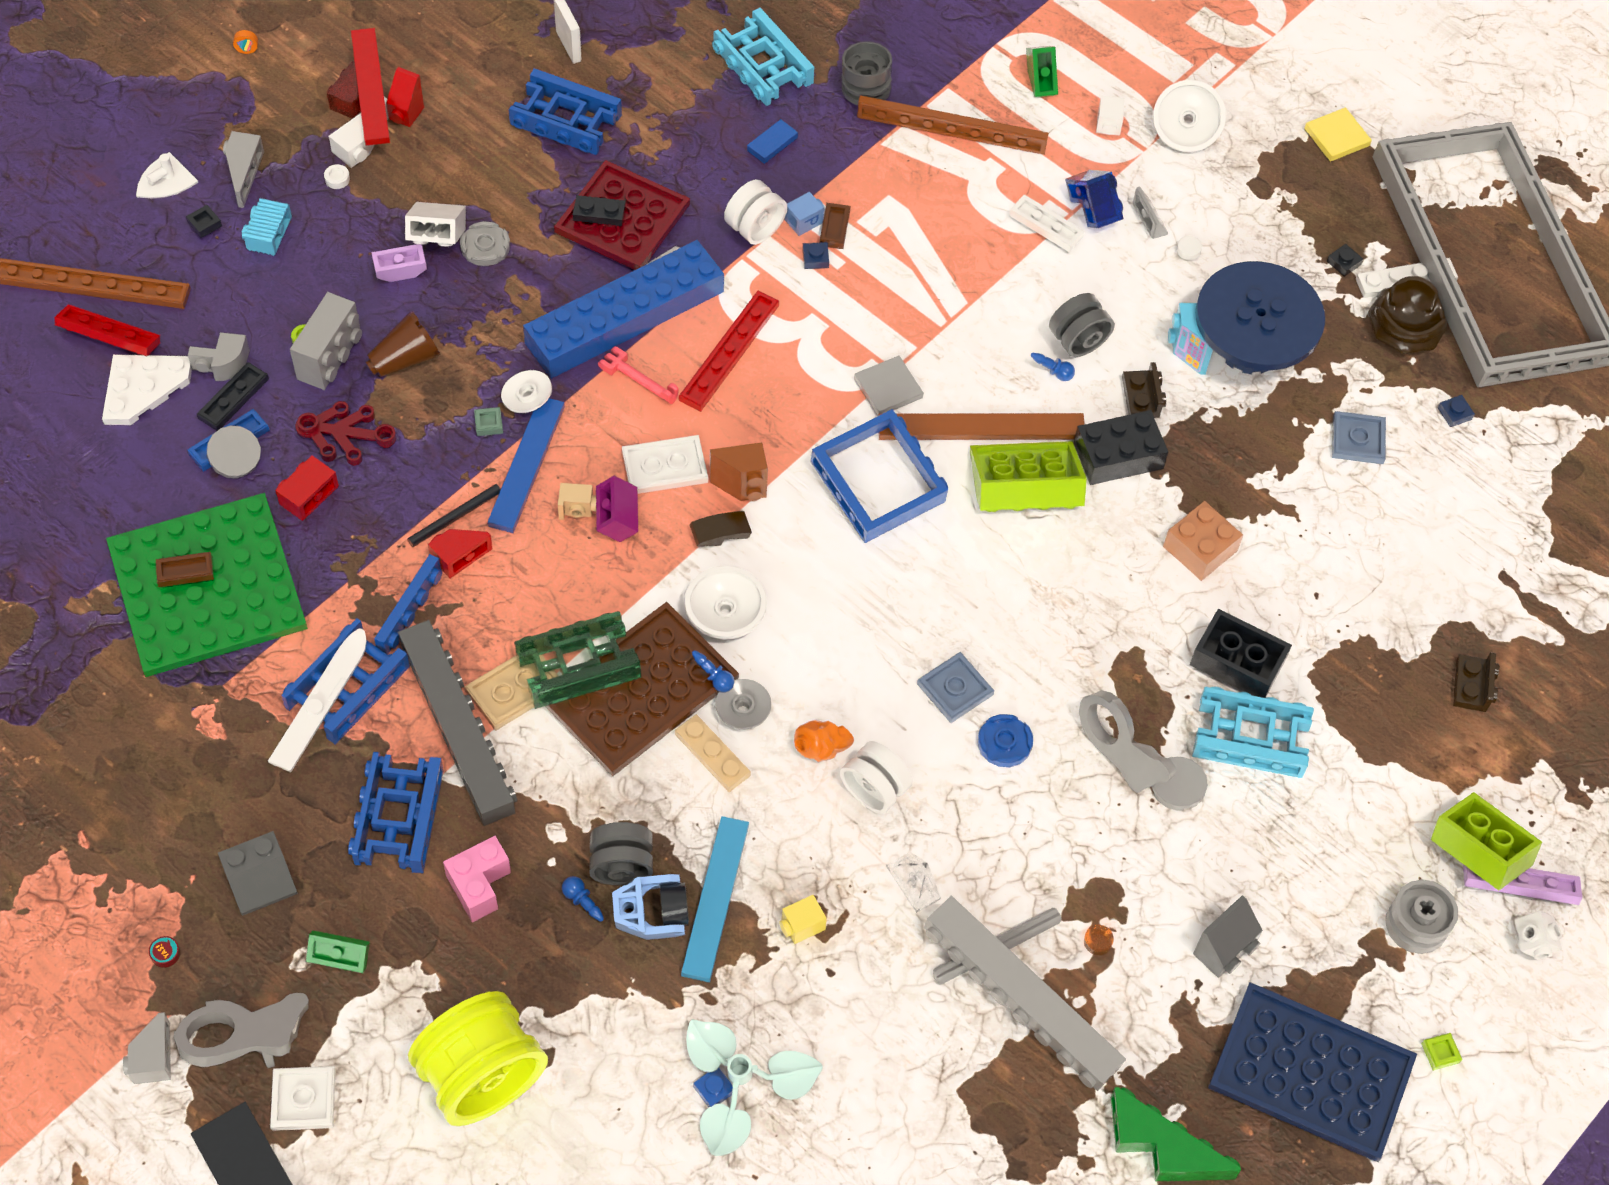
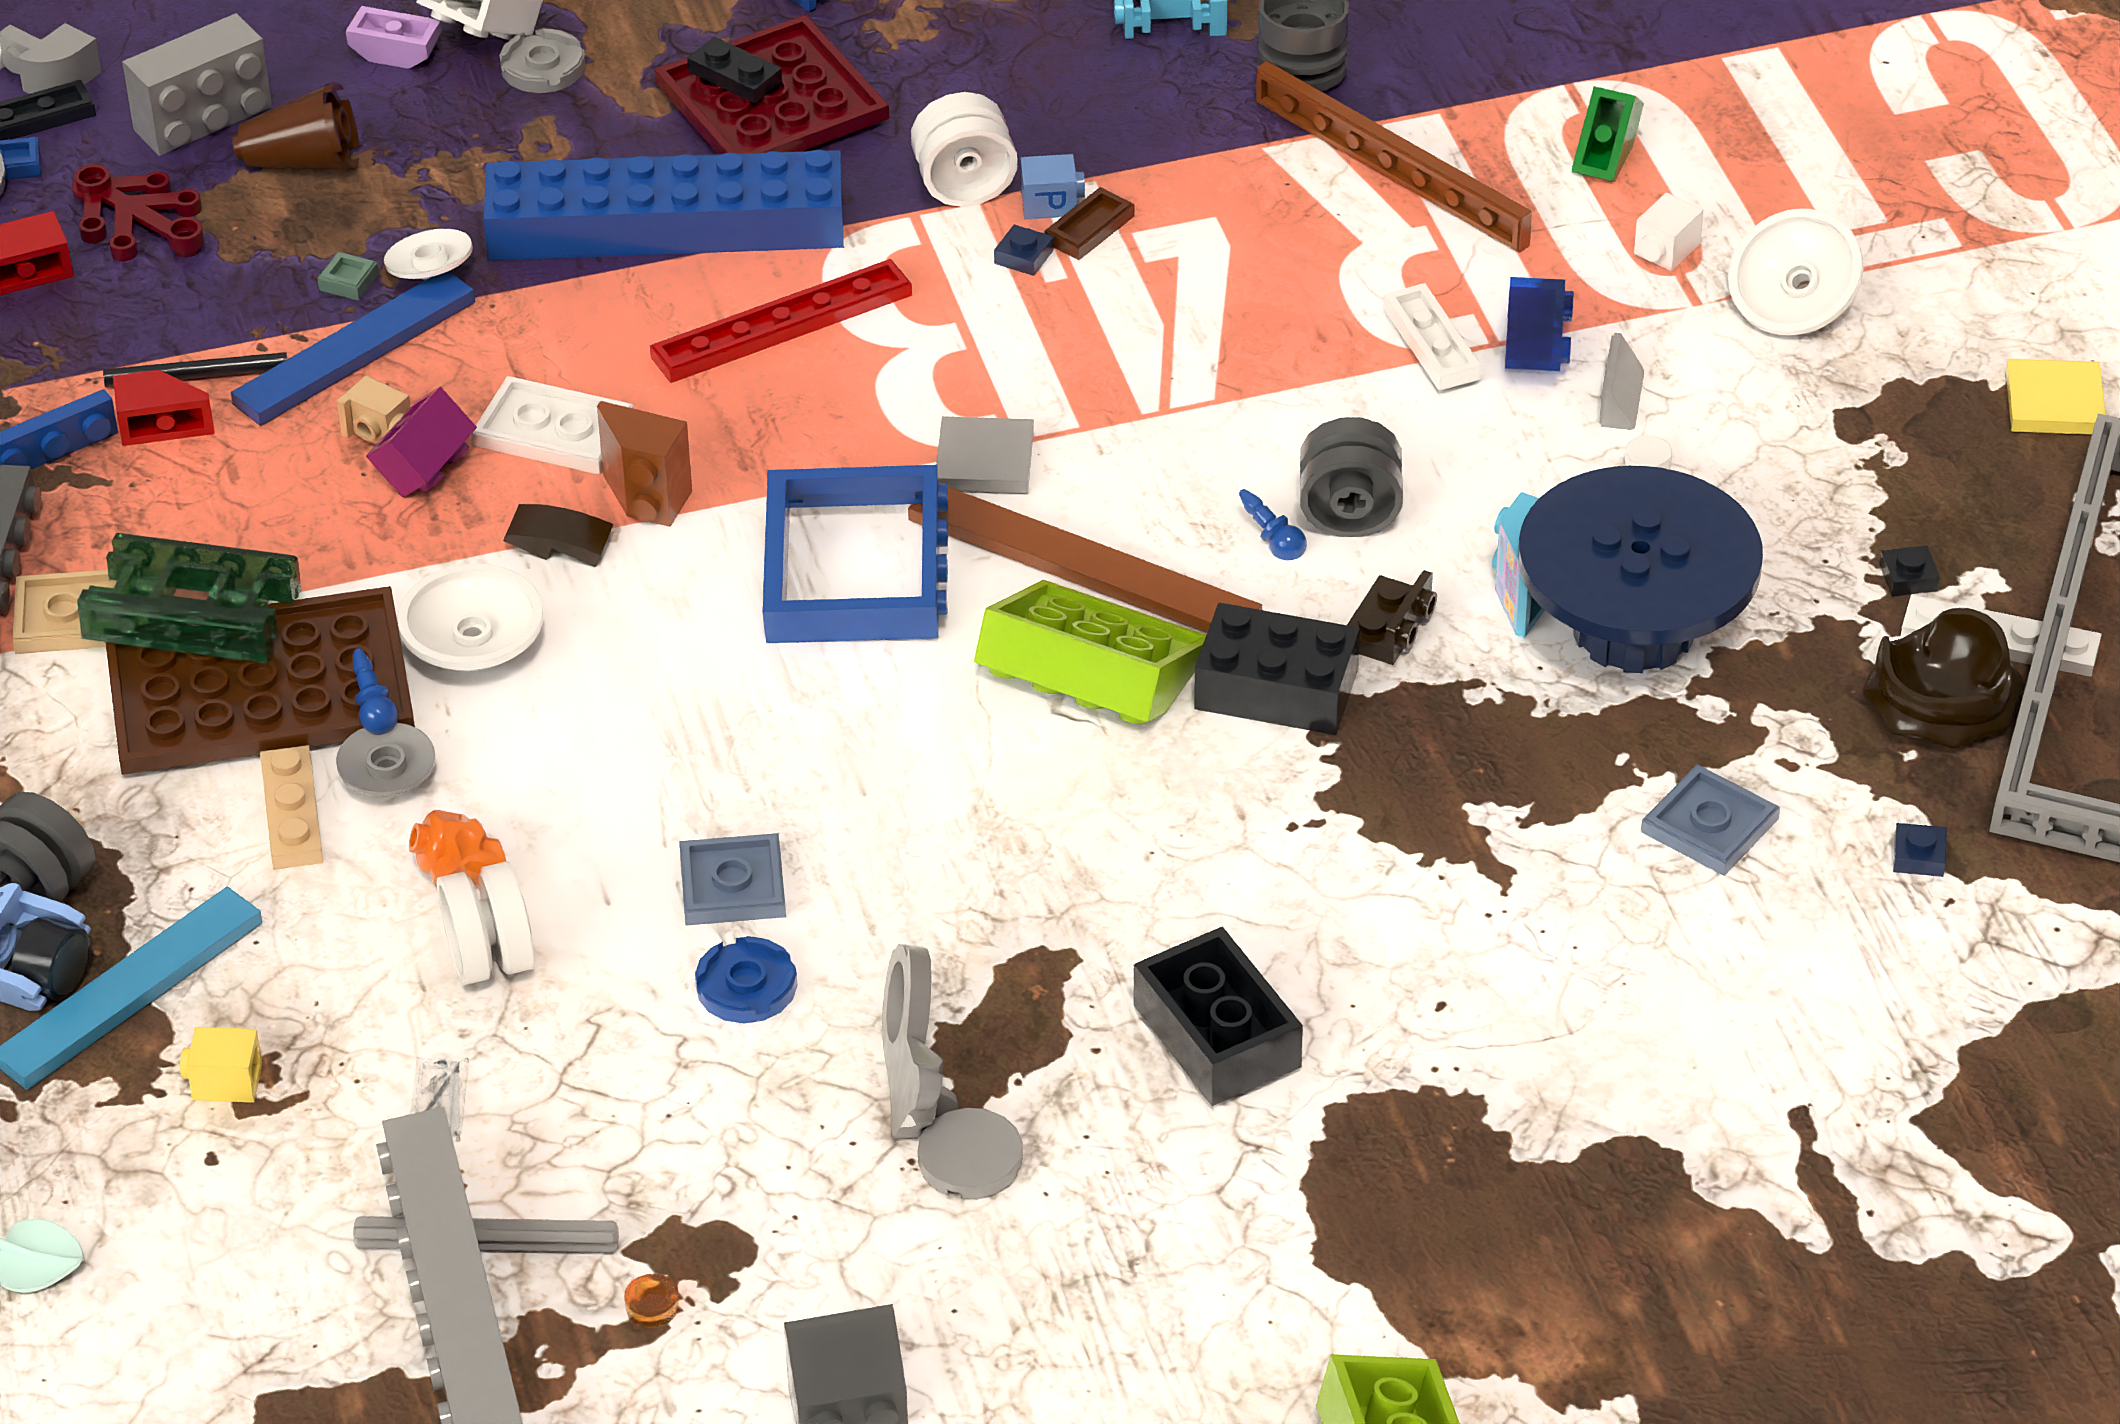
camera: 35 degrees right, 15 degrees down
(617, 362) = (636, 337): coral hinge -> none
(772, 141) = (1089, 83): blue tile -> none
(1203, 540) = (1300, 844): nougat brick -> none
(1250, 751) = (1130, 1162): medium azure fence -> none
(1475, 682) = (1603, 1232): dark brown bracket -> none

